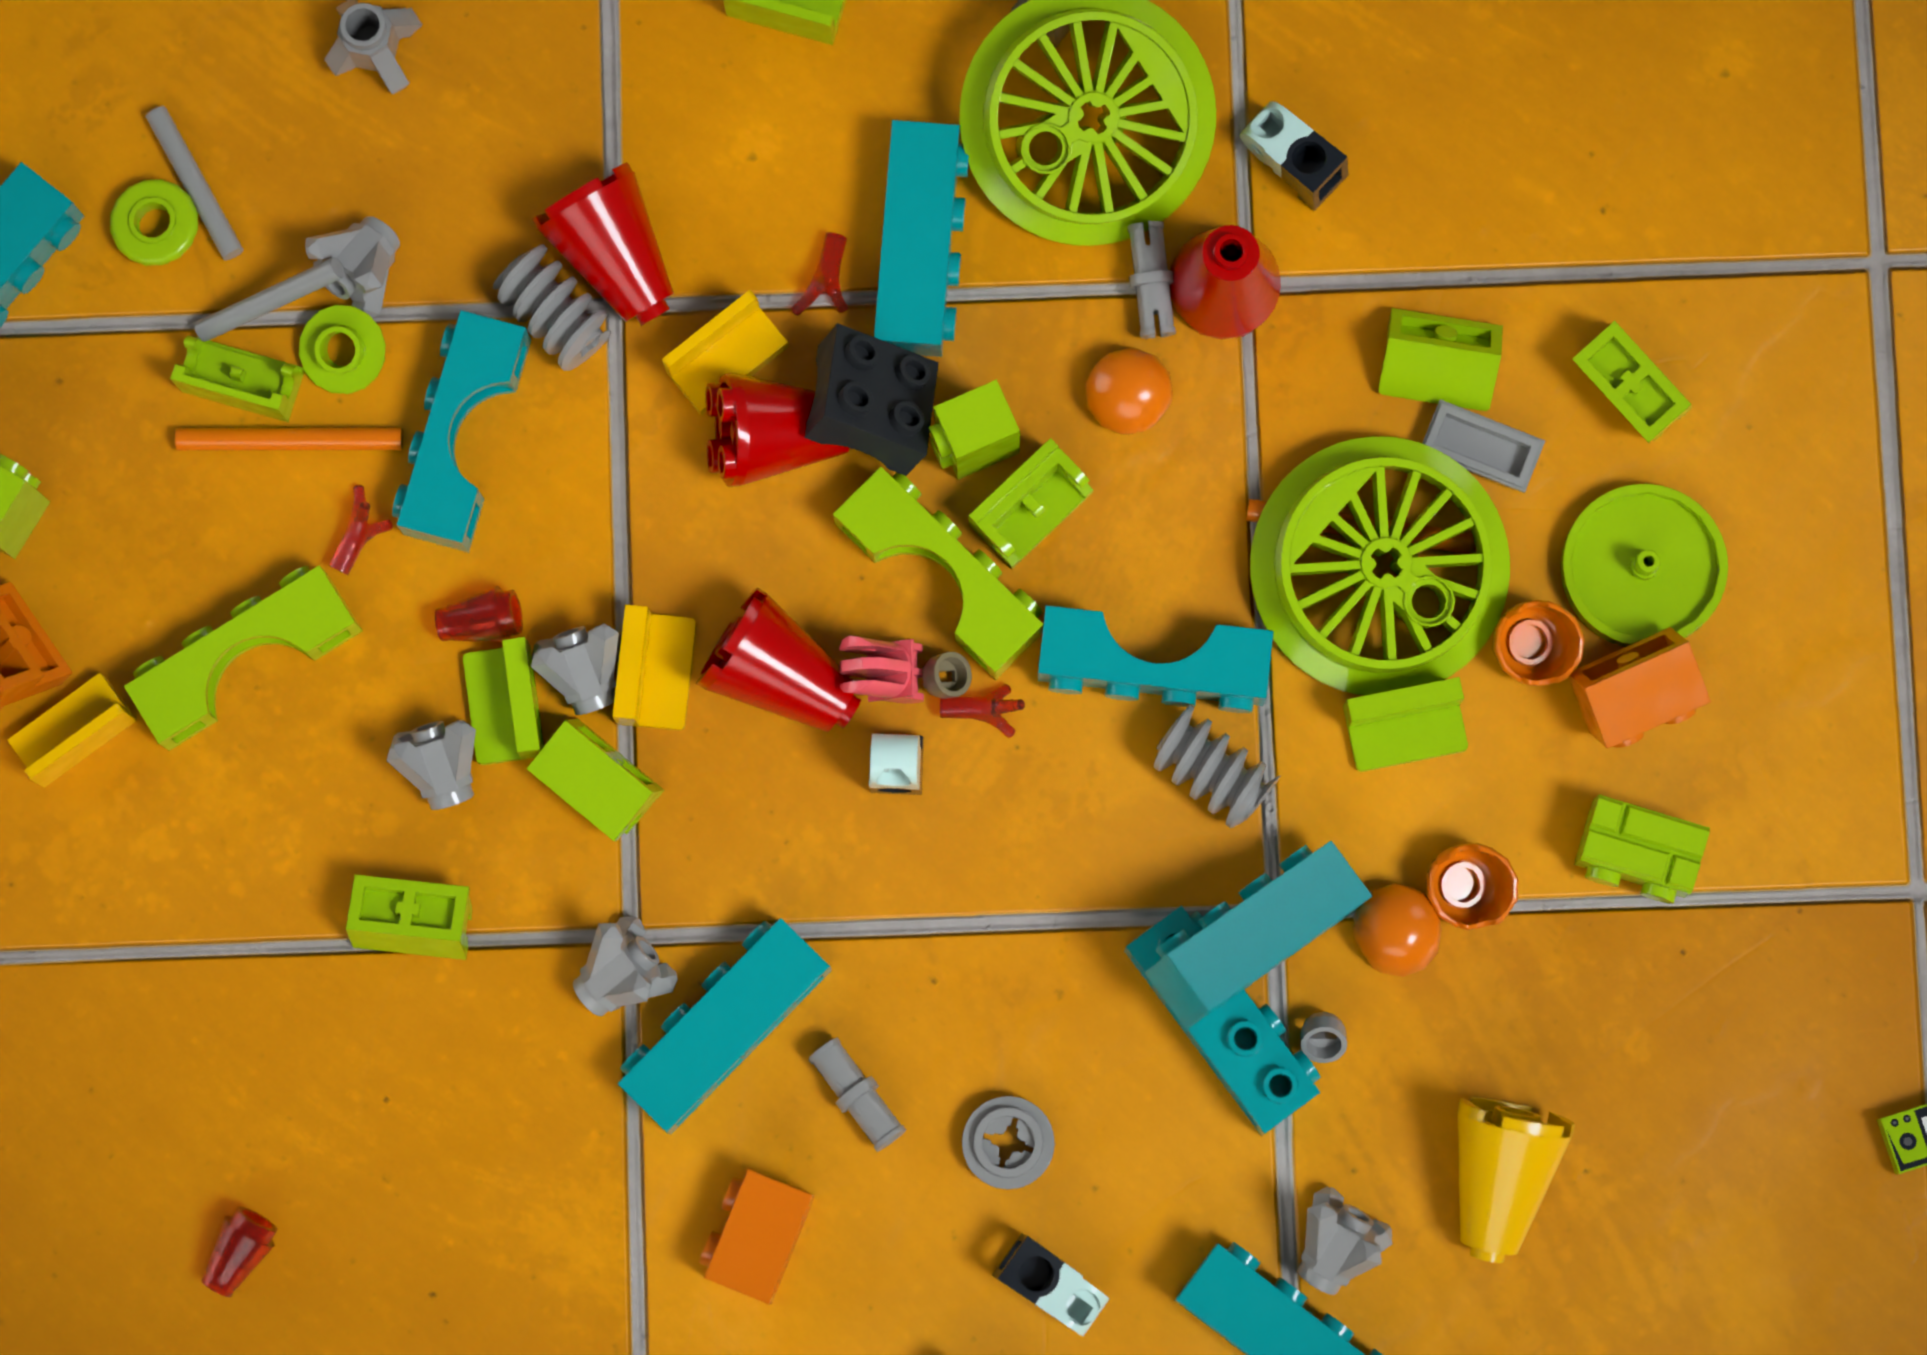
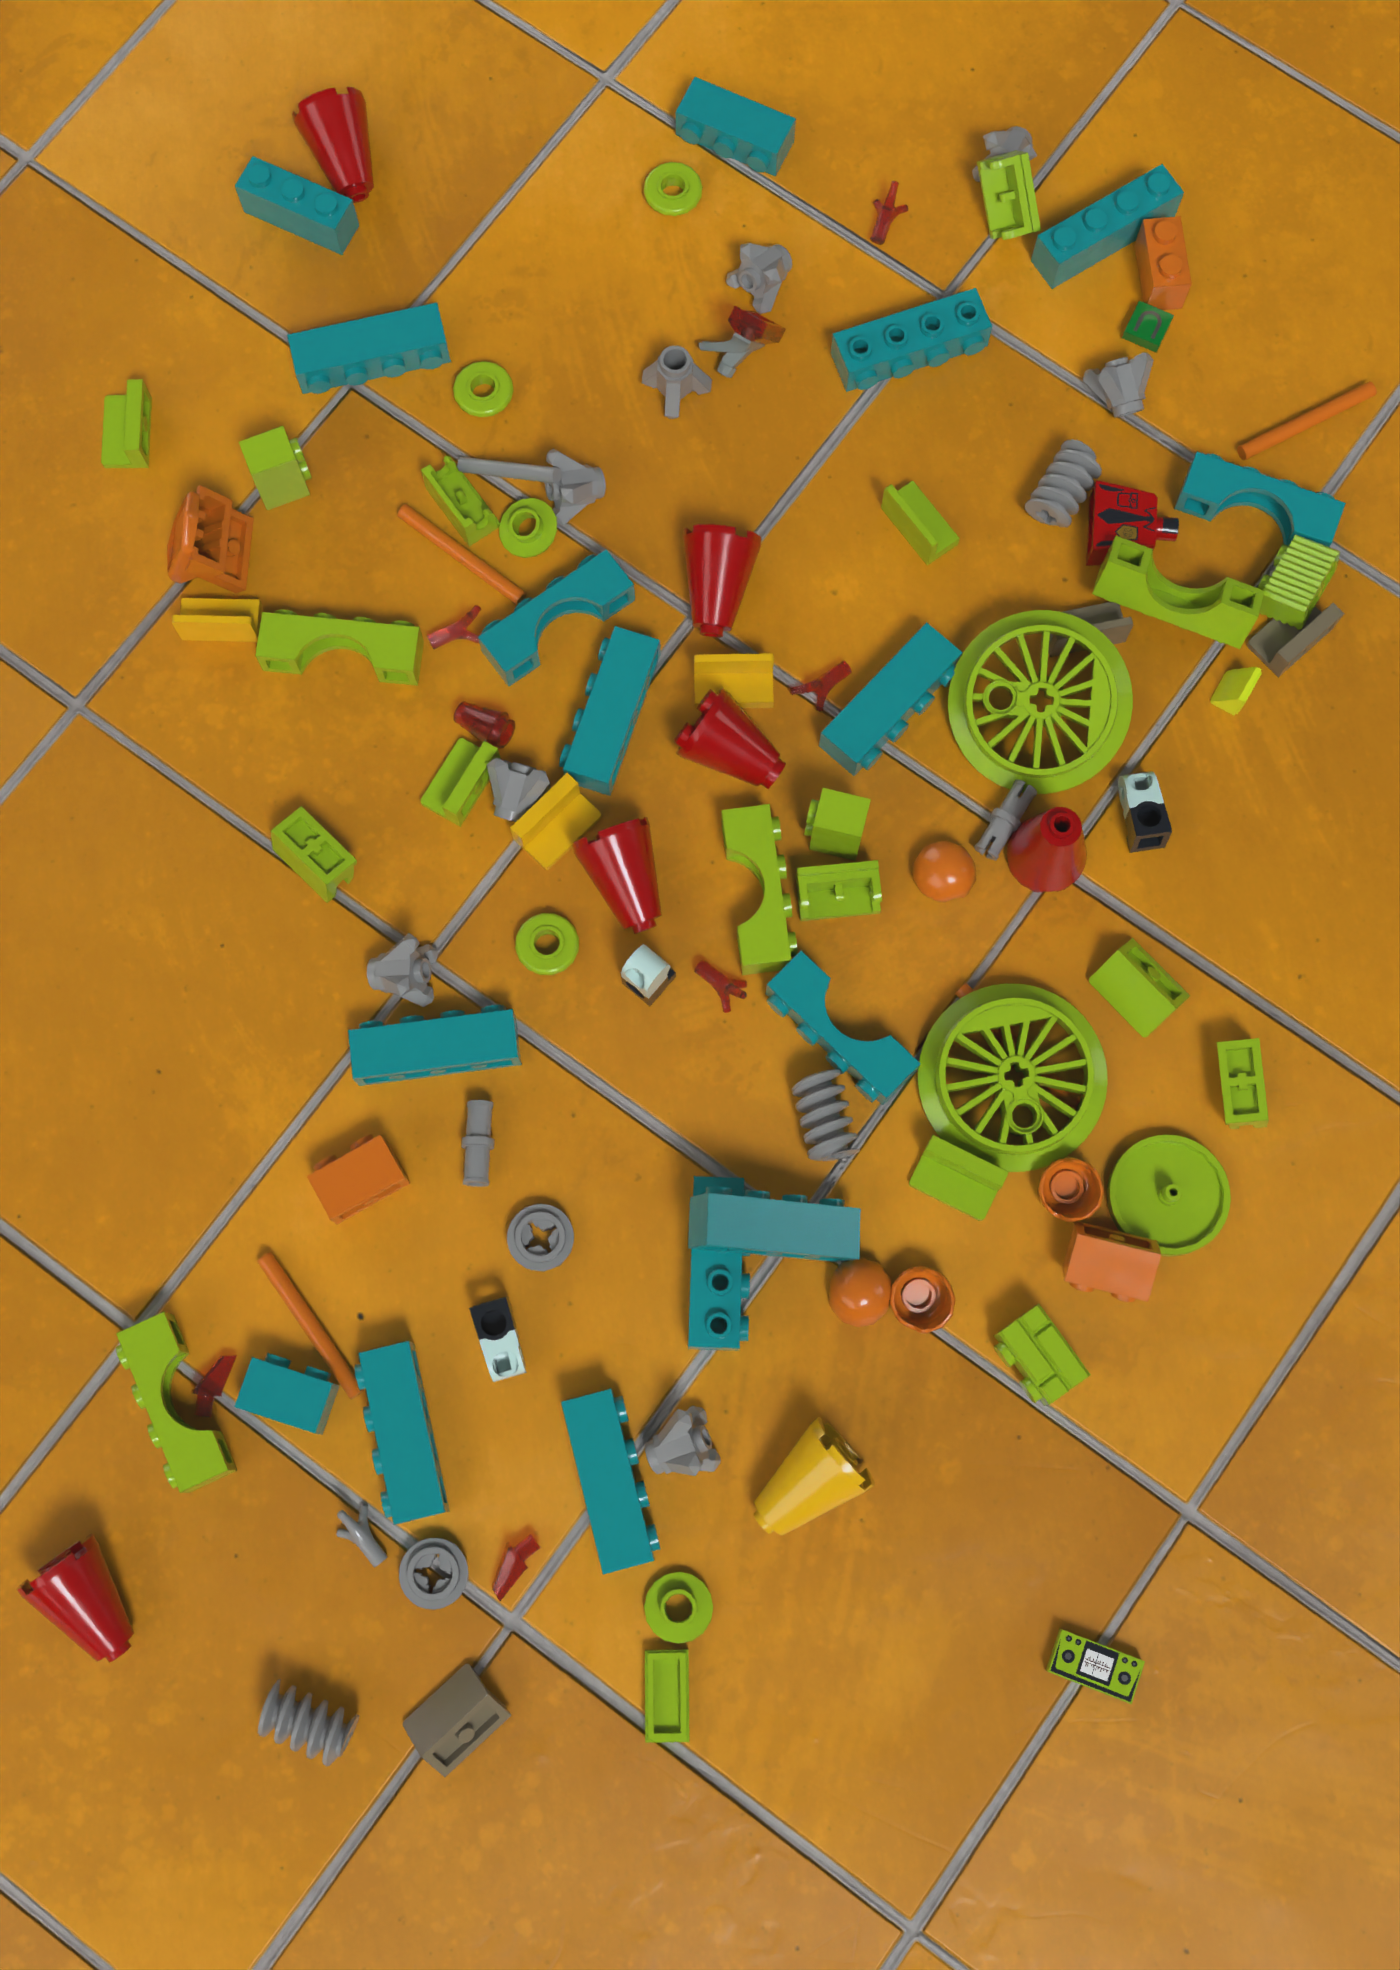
camera: 35 degrees right, 5 degrees down
(194, 183) = (521, 386): light grey bar -> none
(238, 1250) = (74, 962): clear red cone -> none
(436, 761) = (397, 780): light grey rock -> none
(551, 308) = (657, 588): light grey piece -> none
(595, 779) = (475, 857): lime hinge -> none
(613, 492) = (611, 709): none -> teal brick
(737, 790) = (543, 925): none -> lime piece
(873, 398) = (794, 763): black brick -> none
(889, 669) = (681, 917): coral arm -> none
(947, 662) = (721, 943): dark tan hinge -> none
(1323, 1037) = (767, 1319): light grey hinge -> none
(1484, 445) = (1127, 1055): light grey tile -> none

